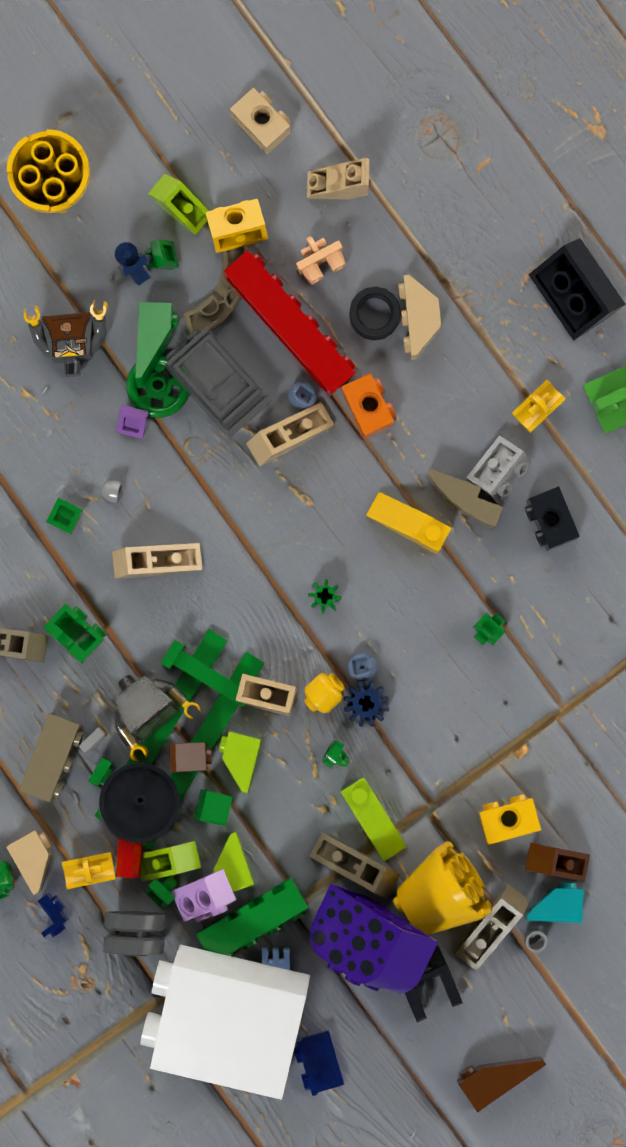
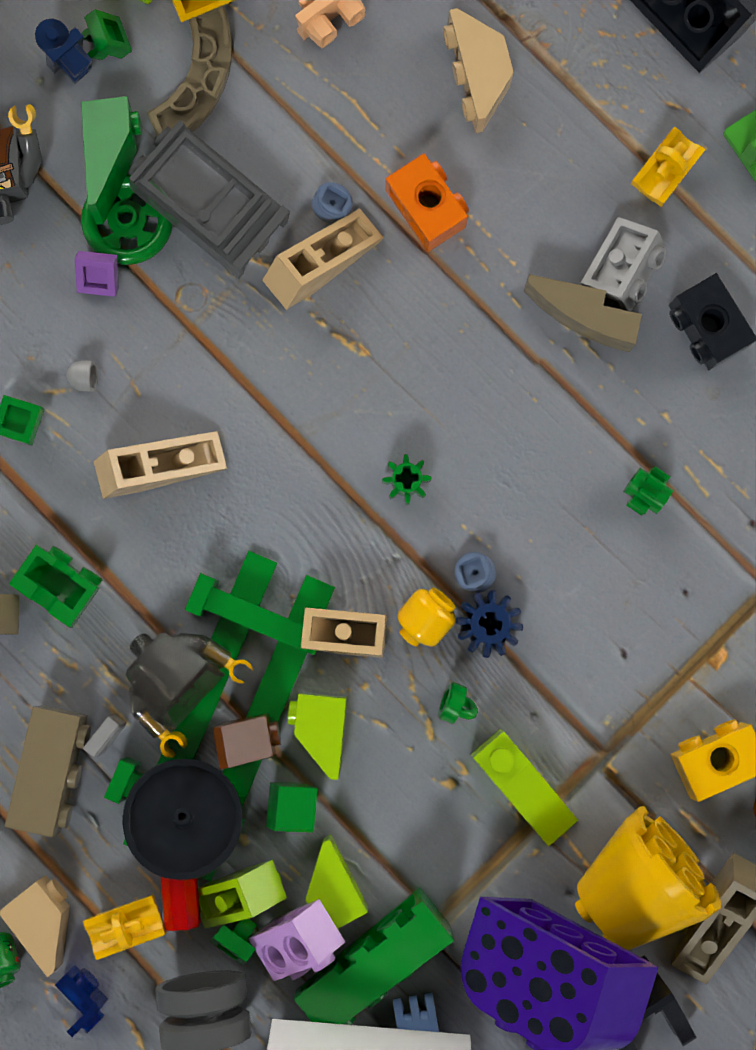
camera: 10 degrees left, 0 degrees up
(288, 322) = (297, 101): red brick -> none
(354, 865) = (509, 860): dark tan slope -> none
(369, 293) = (419, 45): black tyre -> none
(409, 522) = (511, 358): yellow slope -> none

